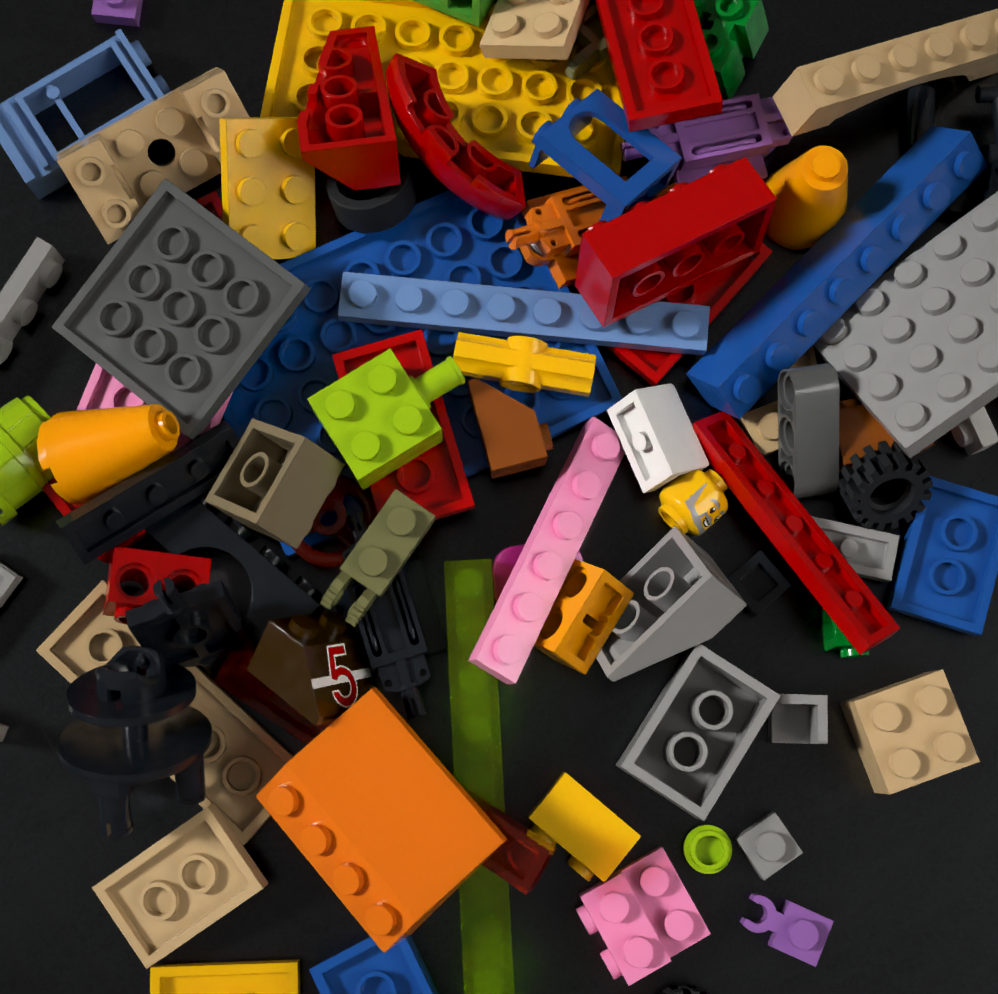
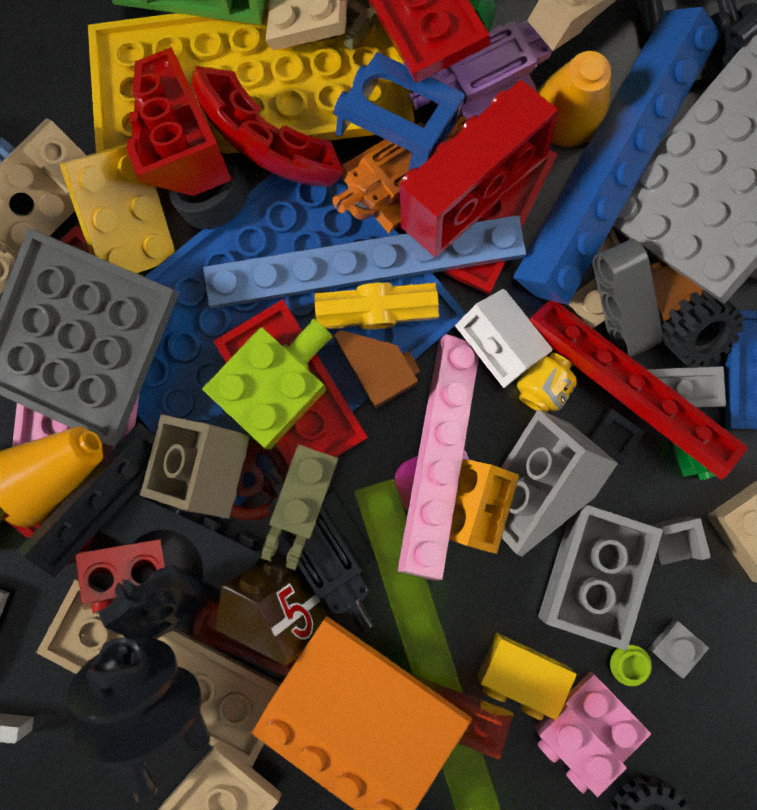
camera: 10 degrees left, 5 degrees up
(793, 929) = (716, 710): medium lavender plate -> none

